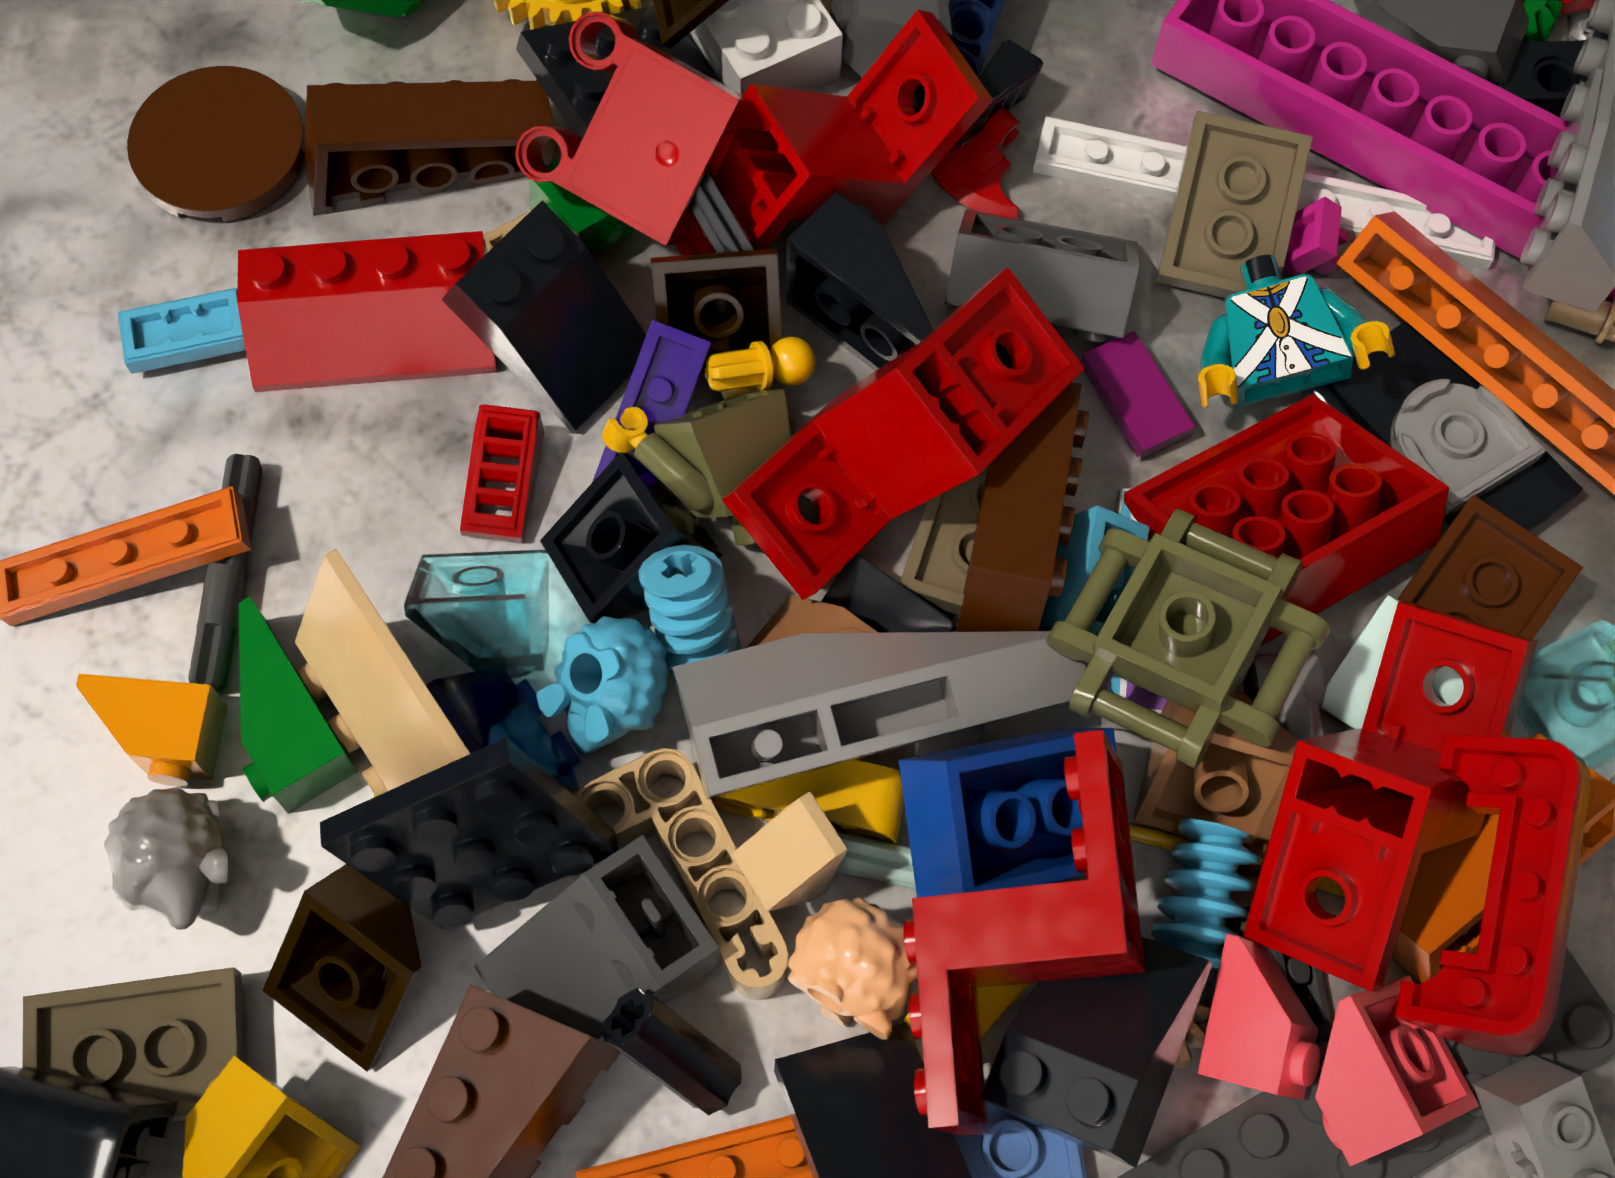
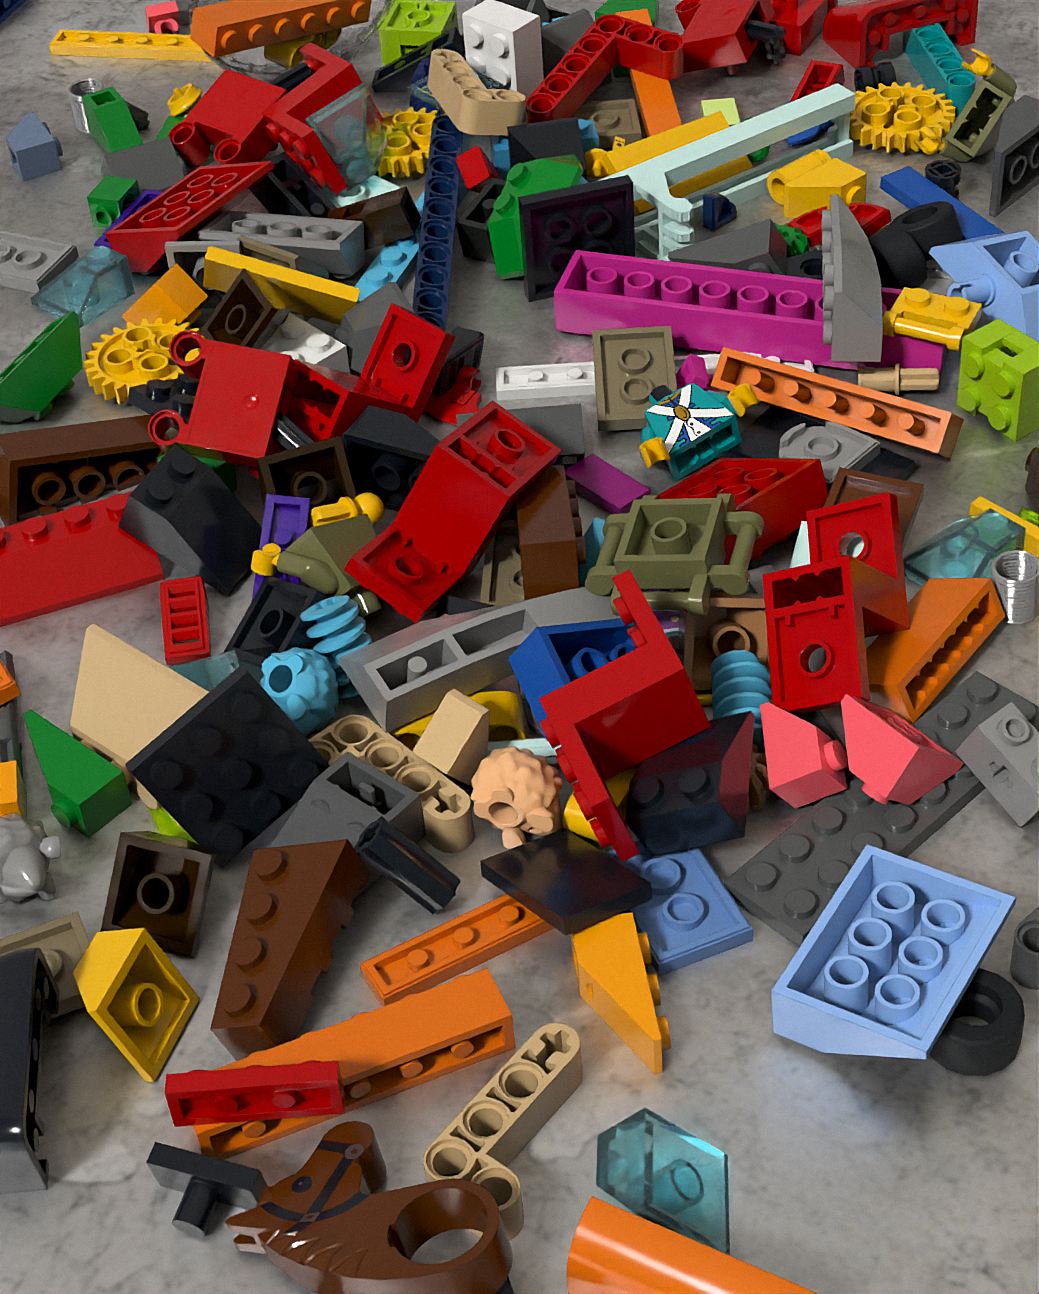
camera: 10 degrees left, 25 degrees down
(1511, 986) = (937, 659): red windscreen -> none

